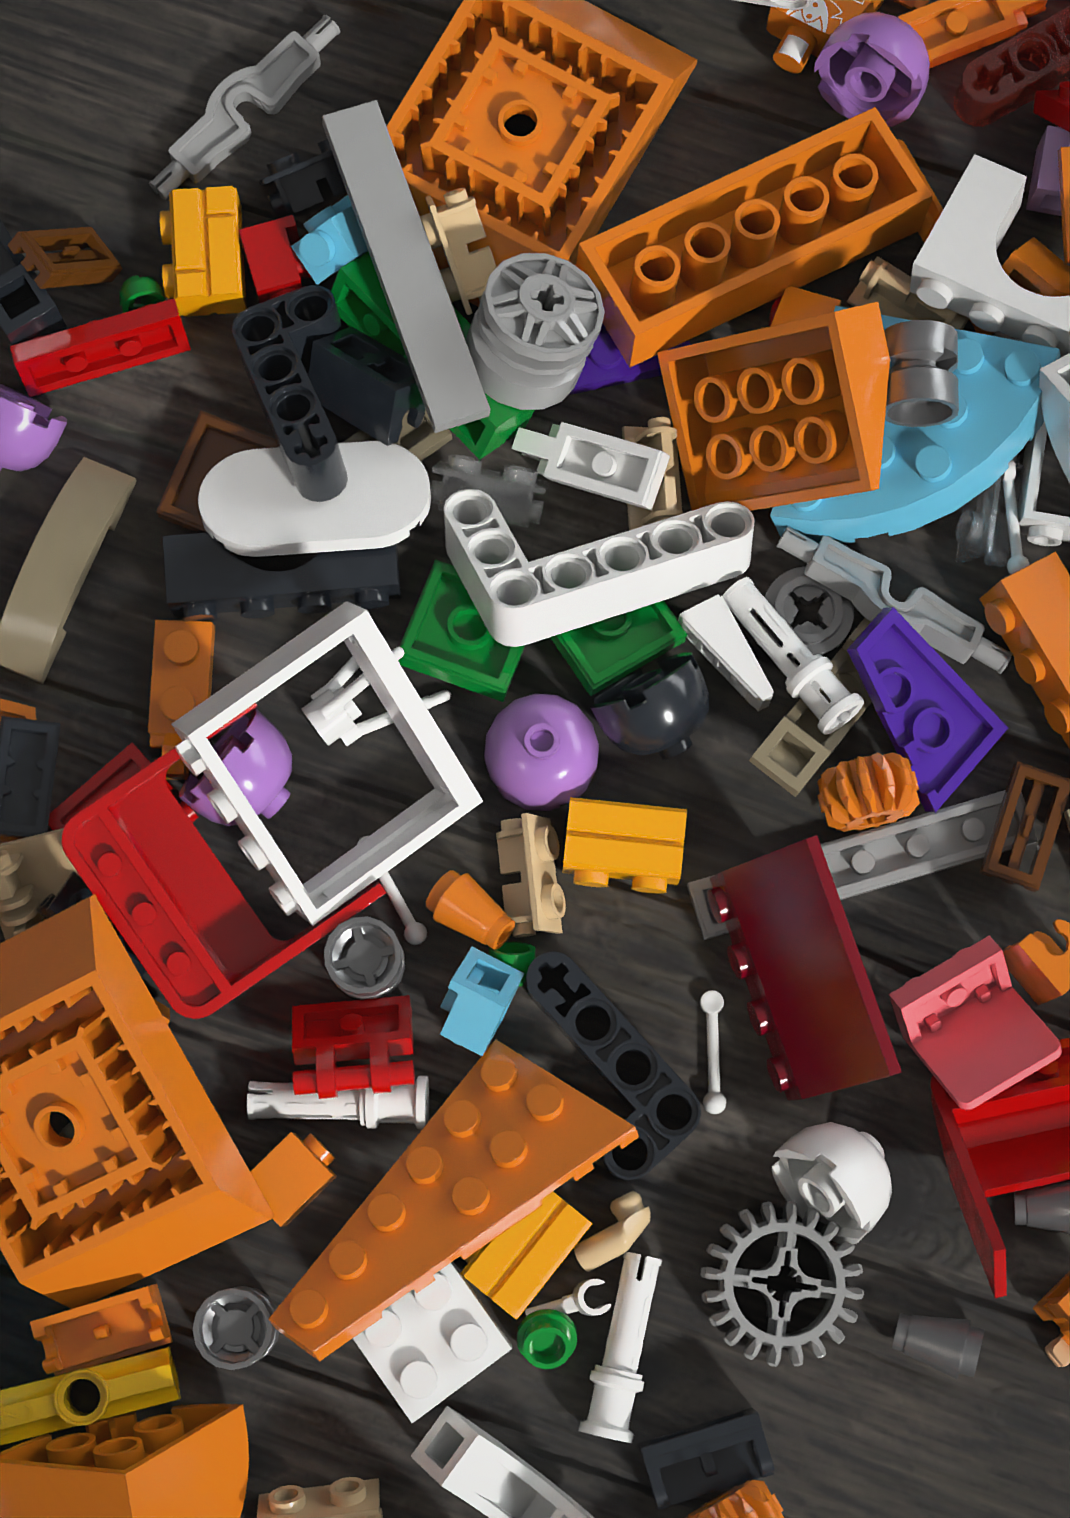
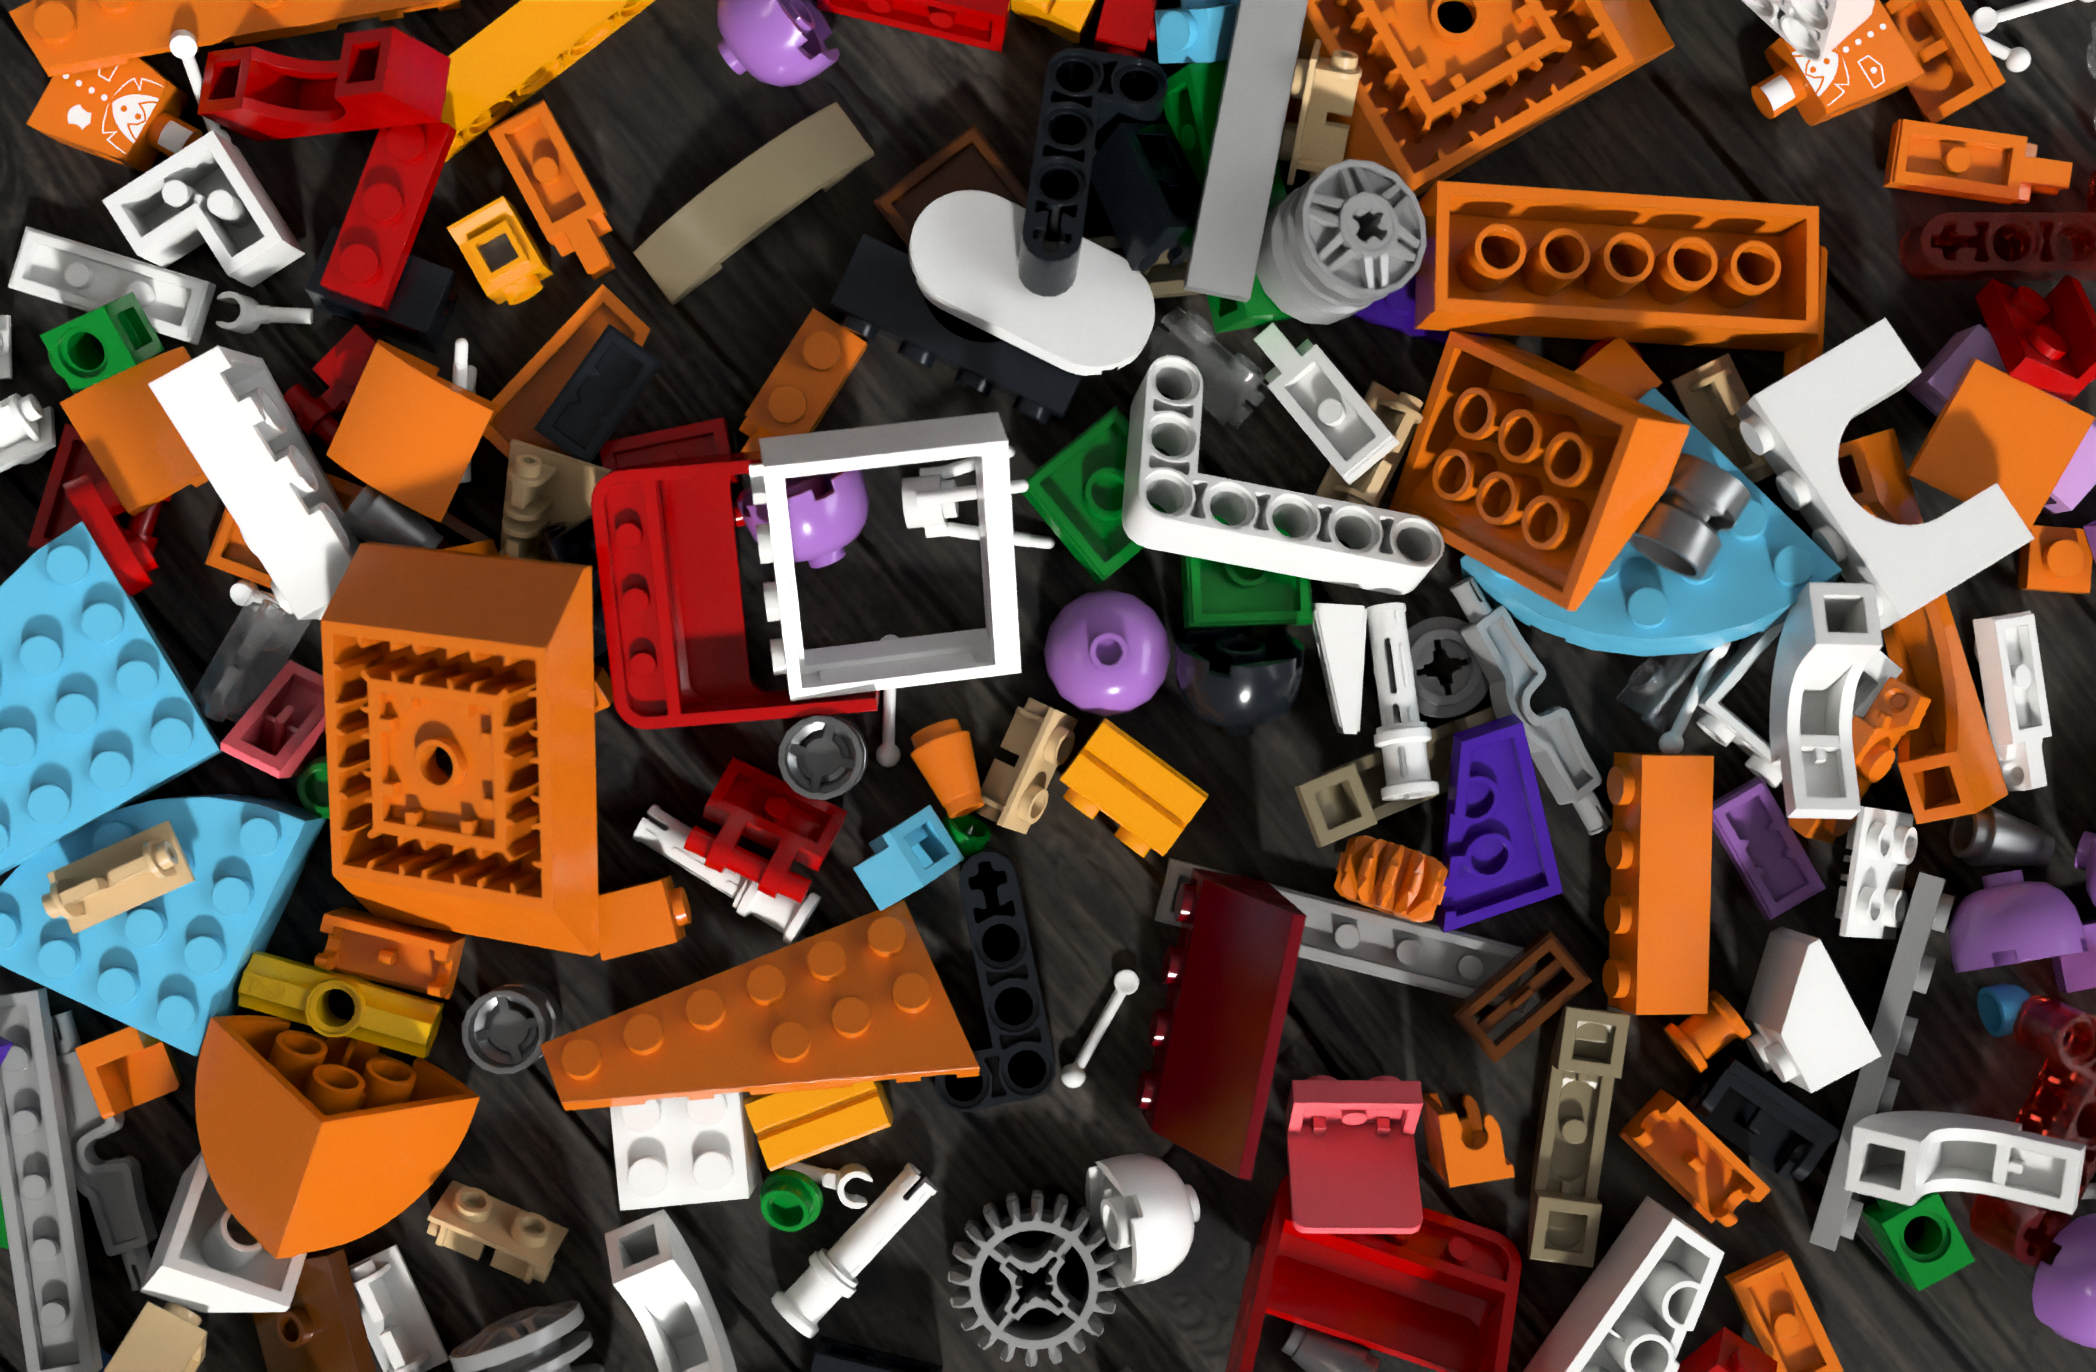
camera: 30 degrees right, 10 degrees up
(616, 1238) = (913, 1147): tan arm -> none
(874, 64) = (1845, 161): medium lavender cylinder -> none

